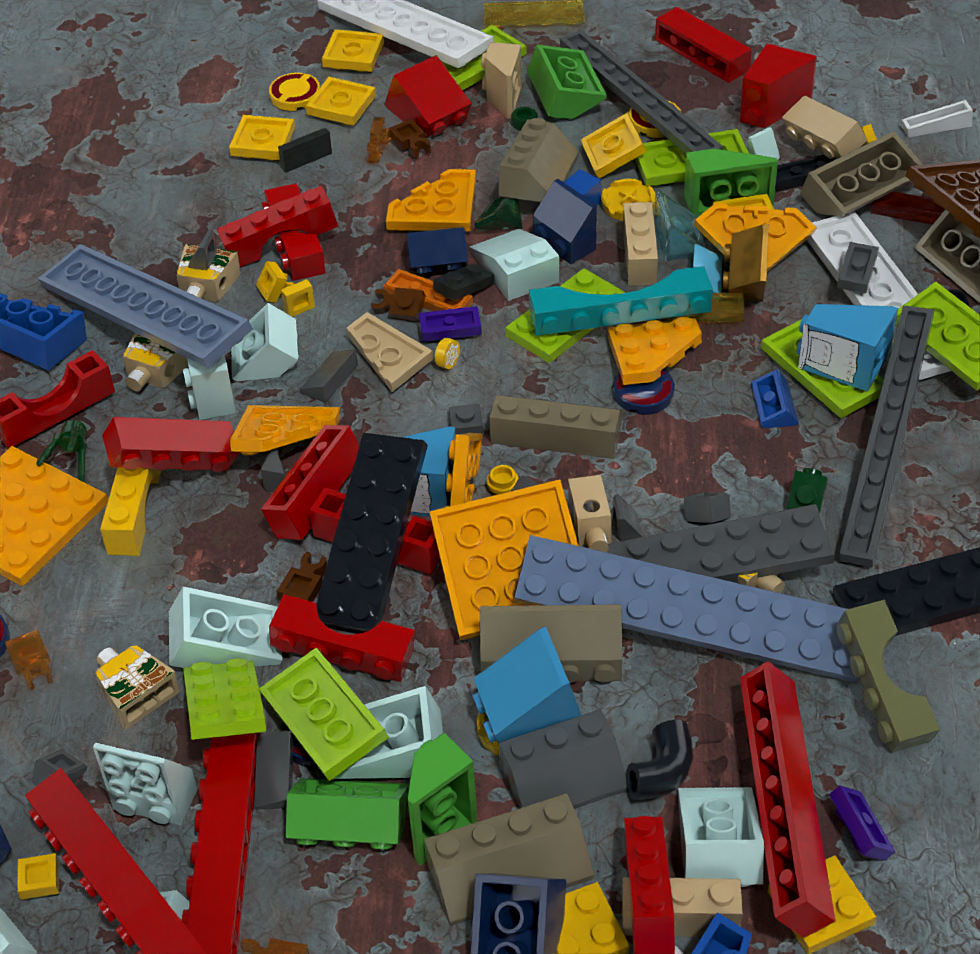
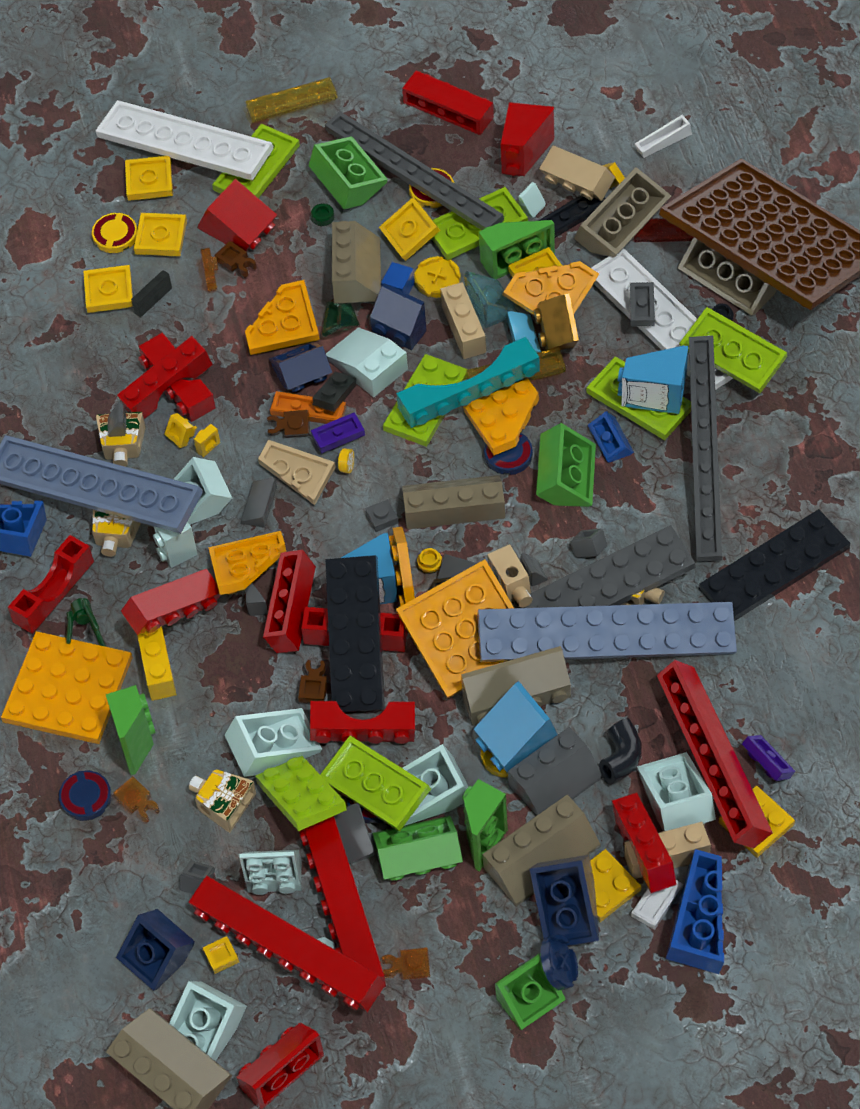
camera: 15 degrees left, 10 degrees up
(54, 567) = (132, 724): none -> bright green slope
(502, 76) = (293, 181): tan slope -> none
(707, 418) = (566, 467): none -> bright green slope
(807, 489) = (658, 511): dark green bracket -> none
(902, 717) = (774, 673): olive arch -> none

